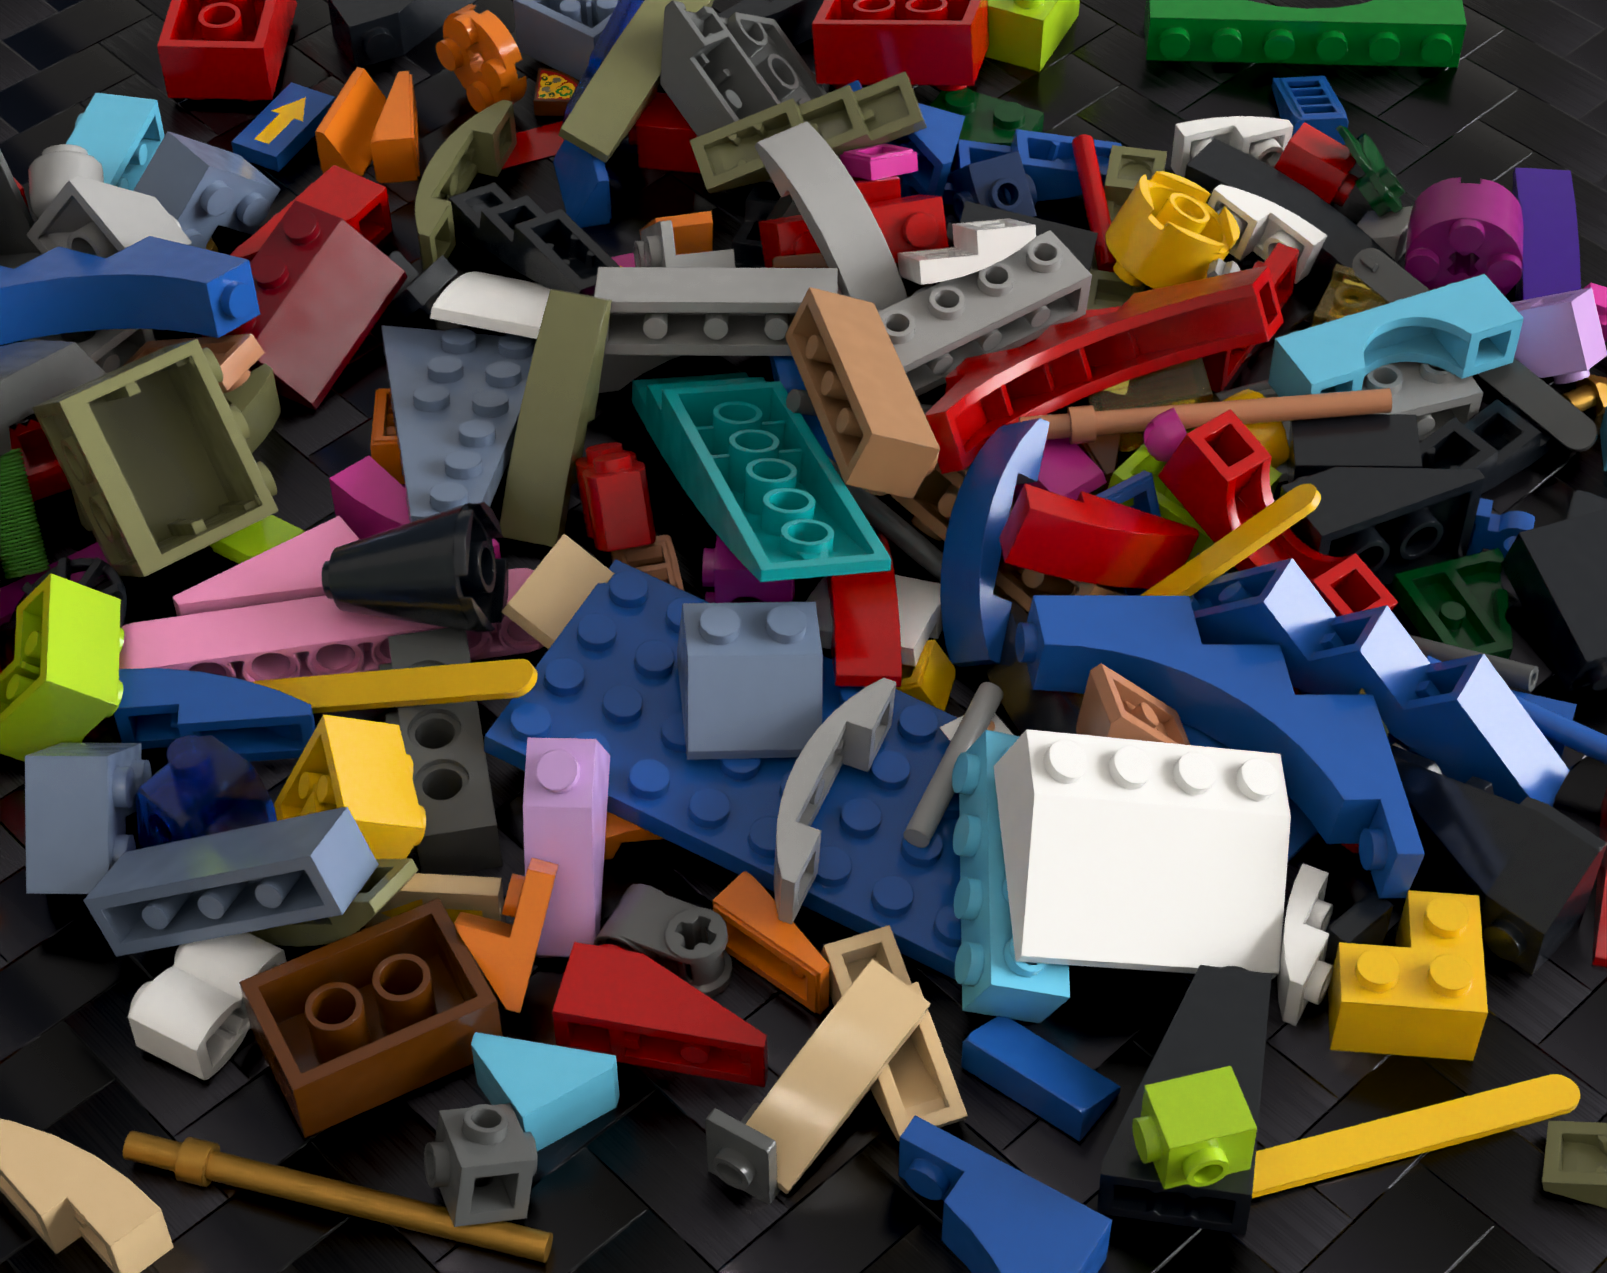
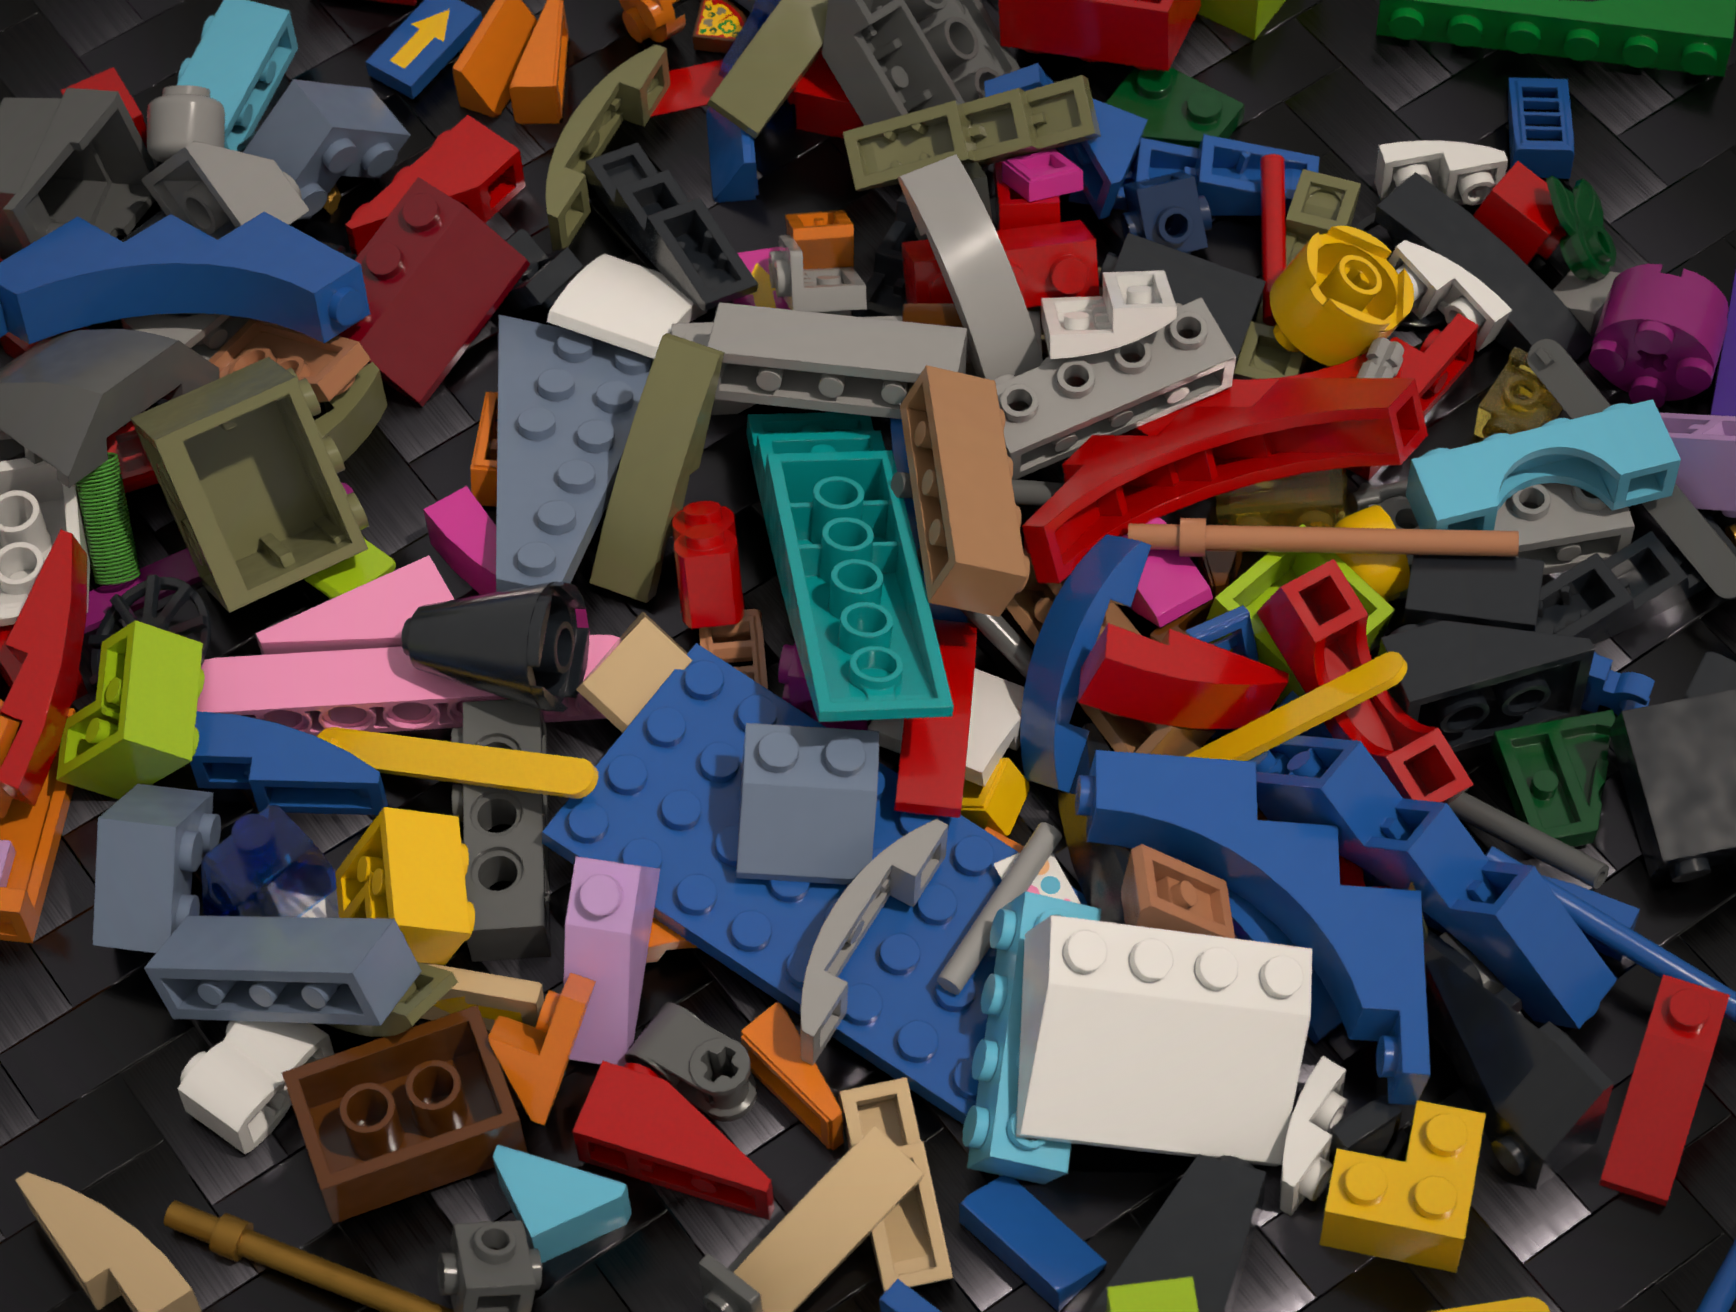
camera: 10 degrees right, 10 degrees up
(1164, 435) = (1276, 563): dark pink hinge -> none

